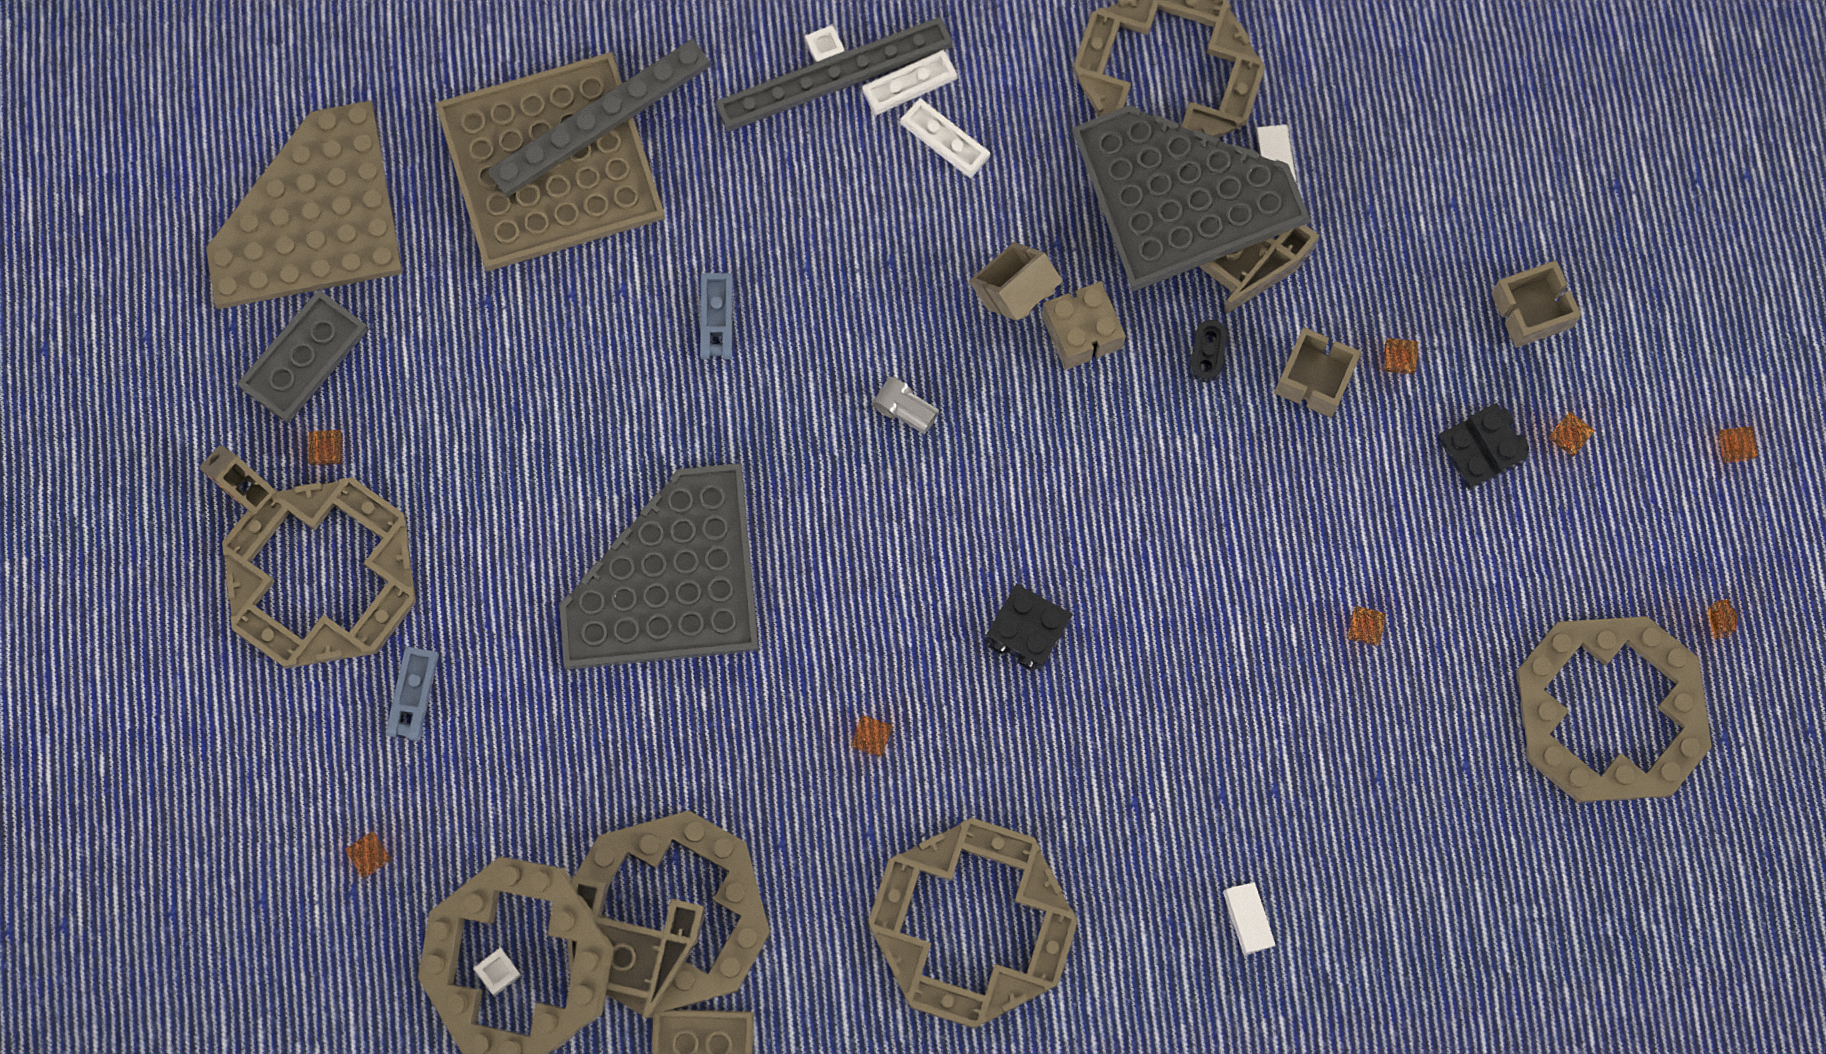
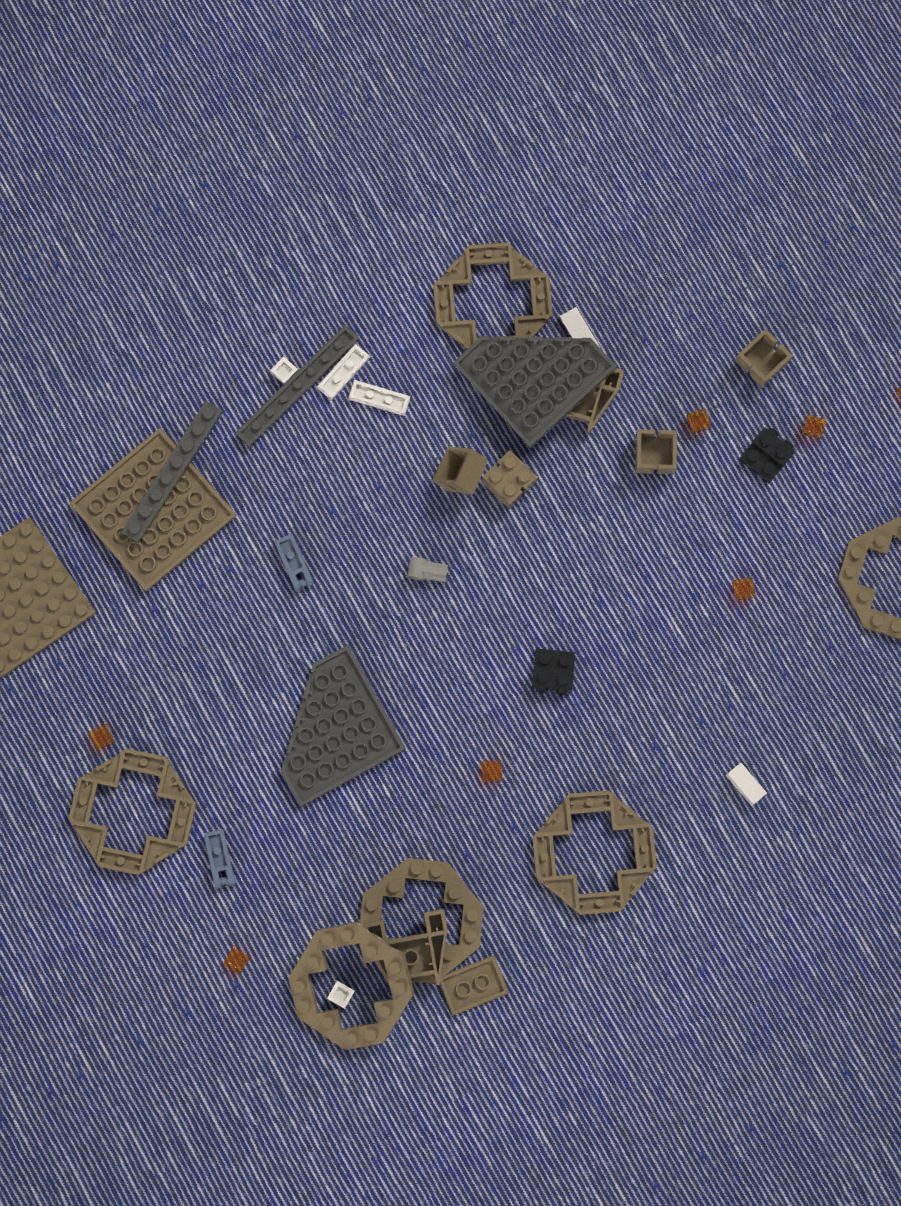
camera: 25 degrees left, 5 degrees up
(230, 473) = (52, 776): dark tan torso -> none
(303, 356) = (62, 688): dark grey plate -> none
(1207, 352) = (588, 464): black plate -> none

